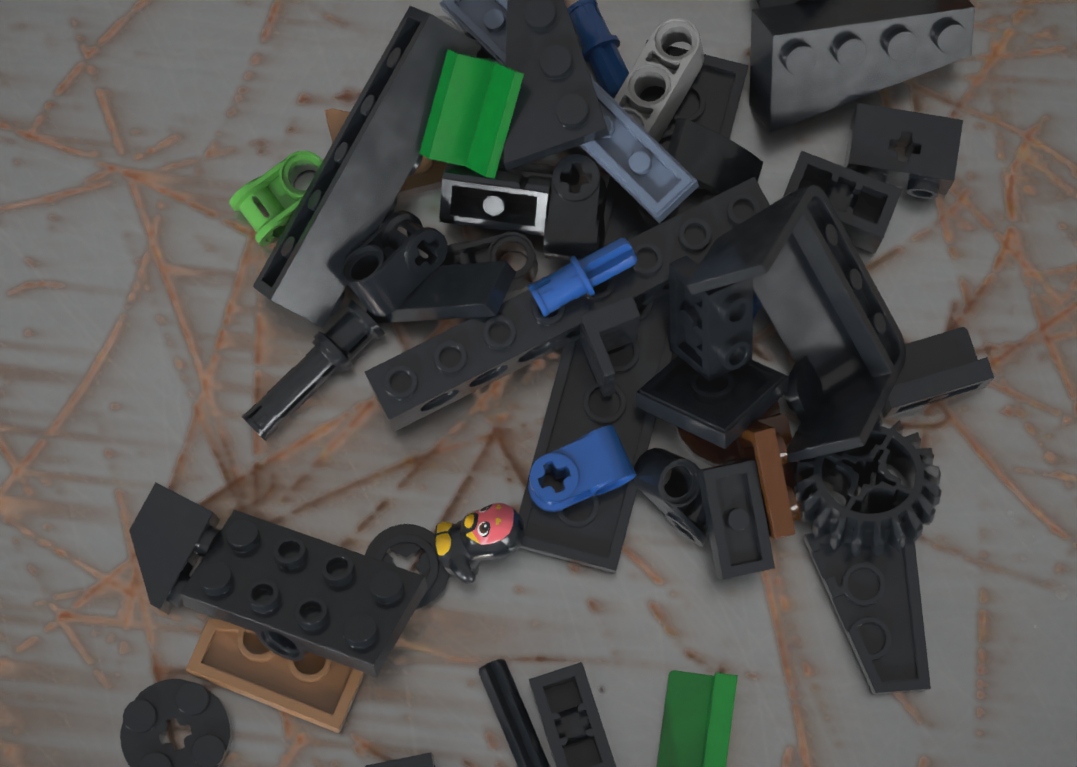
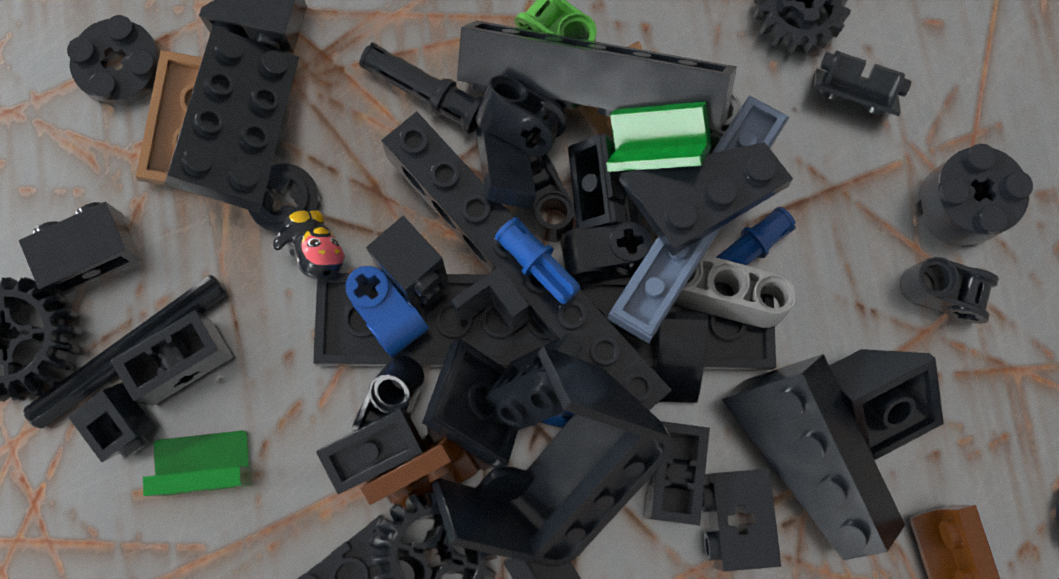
camera: 70 degrees right, 0 degrees up
(541, 420) = (409, 263): none -> black brick

